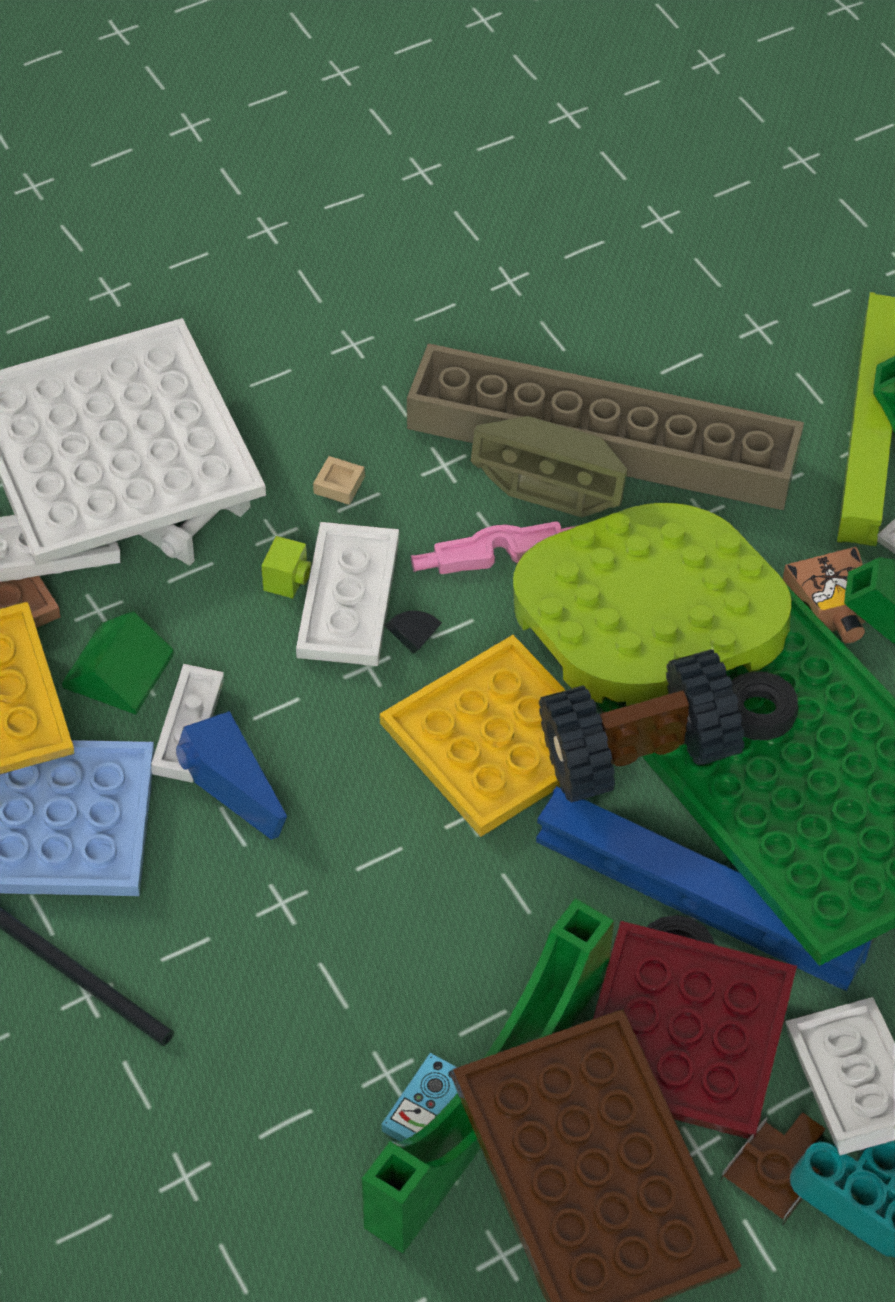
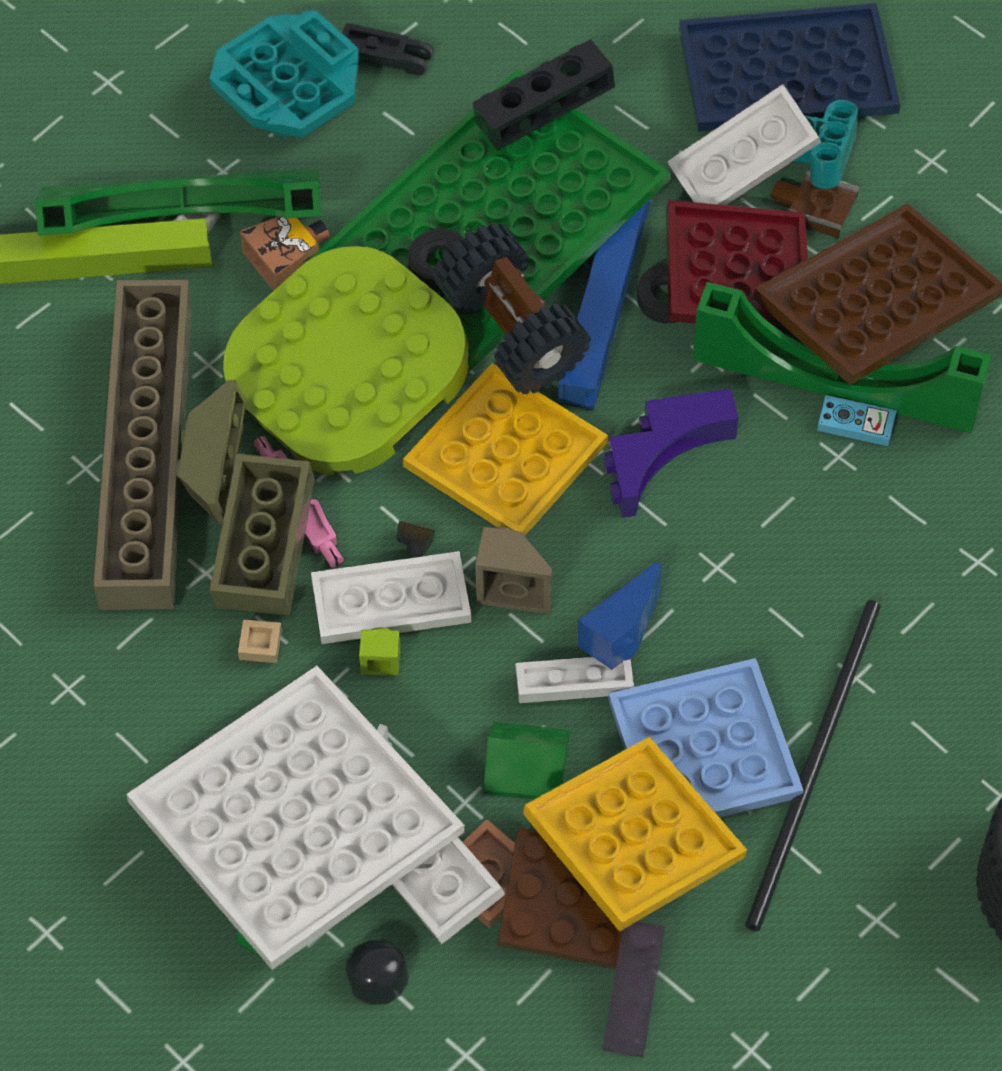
camera: 105 degrees left, 5 degrees up
(324, 682) = (512, 573): none -> dark tan slope
(449, 488) = (262, 534): none -> olive brick
(468, 888) = (666, 431): none -> dark purple arch

